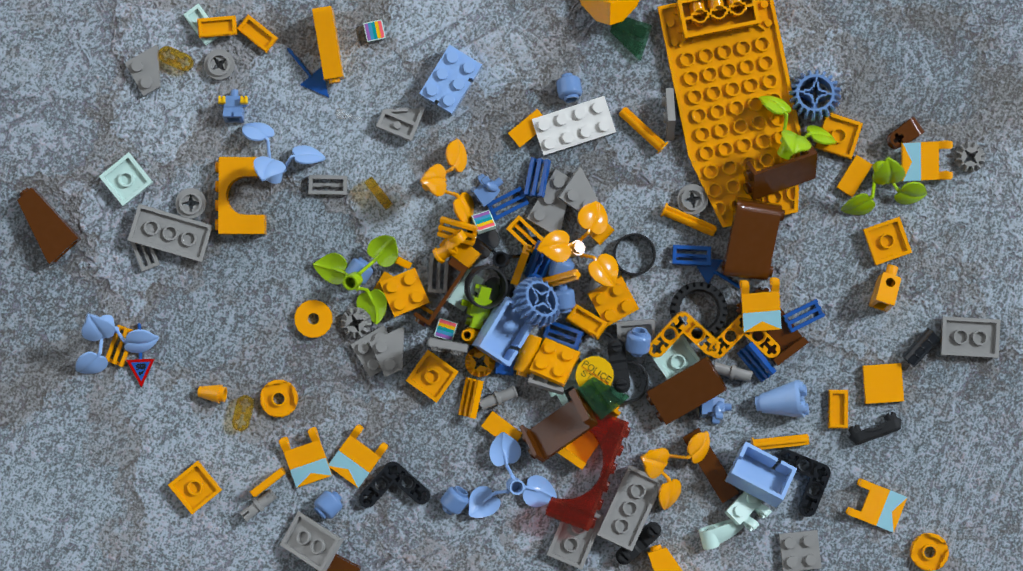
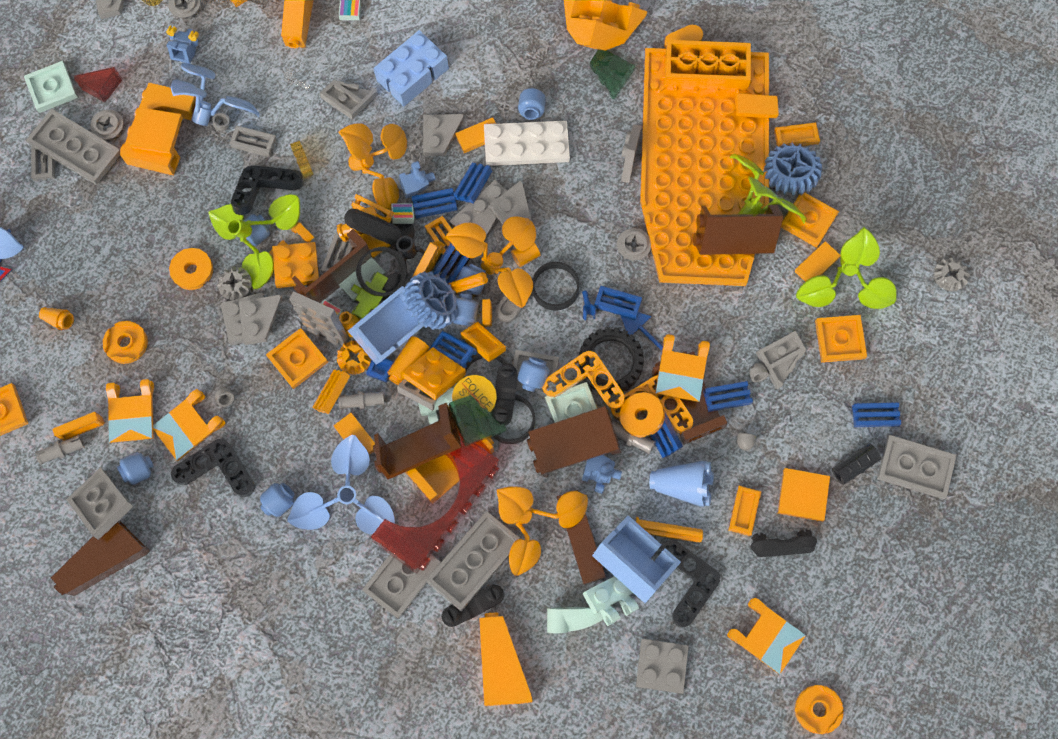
camera: 20 degrees right, 15 degrees down
(170, 166) = (99, 83): none -> clear red slope
(243, 204) = (155, 131): none -> light orange tile
(247, 414) = (81, 347): clear yellow beam -> none
(297, 172) = (226, 121): none -> light grey hinge
(315, 81) = (275, 43): blue piece -> none
(348, 222) = (292, 181): none -> black beam
(381, 424) = (221, 401): none -> light grey hinge
(466, 248) = (372, 226): none -> black piece
(493, 134) = (439, 133): none -> light grey wing
(583, 295) = (486, 313): none -> light orange tile
(613, 302) = (519, 327): light orange plate -> none
(642, 129) = (599, 164): light orange axle -> none
(667, 267) = (588, 308): none -> blue hand
(688, 220) = (624, 264): light orange axle -> none
(748, 354) = (633, 406): none -> light orange tile
(752, 239) = (688, 296): reddish brown windscreen -> none
(770, 42) = (756, 105): none -> light orange tile
(811, 57) = (806, 134): none -> light orange tile
(824, 288) = (758, 372): none -> light grey hinge
(826, 351) = (745, 441): none -> light grey hinge
(840, 270) = (781, 357): none -> light grey wing
(883, 295) = (828, 389): light orange torso -> none
(906, 132) = (887, 230): reddish brown piece -> none
(922, 160) = (899, 262): light orange flag -> none
(945, 295) = (876, 406): none -> blue tile

